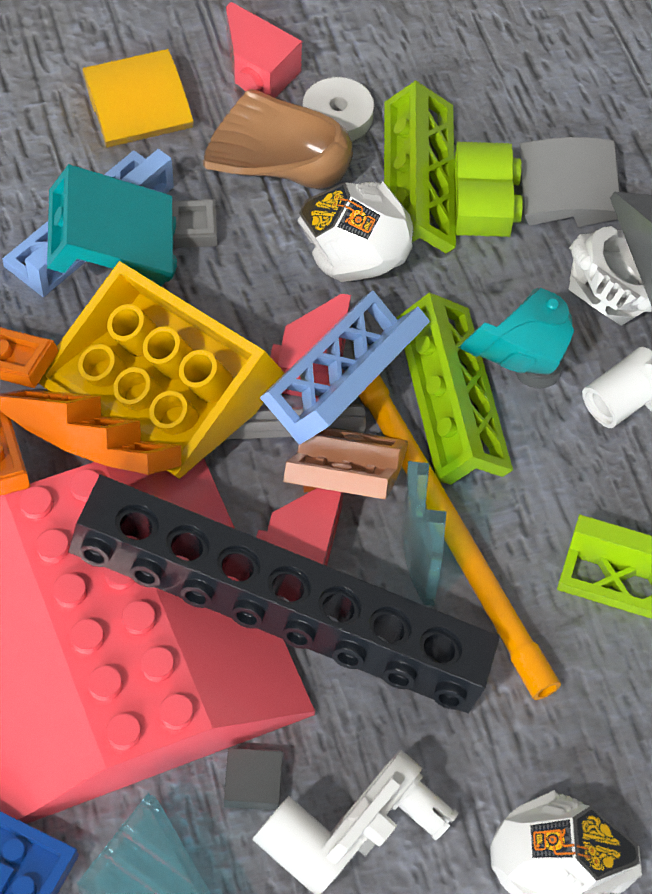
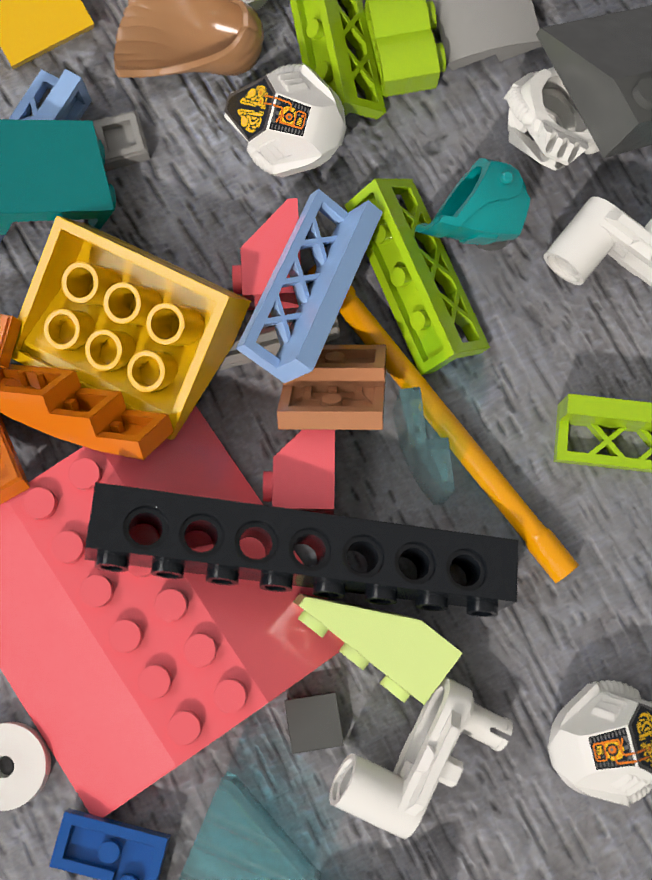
camera: 10 degrees left, 20 degrees up
(349, 708) = (395, 643): none -> yellowish green slope

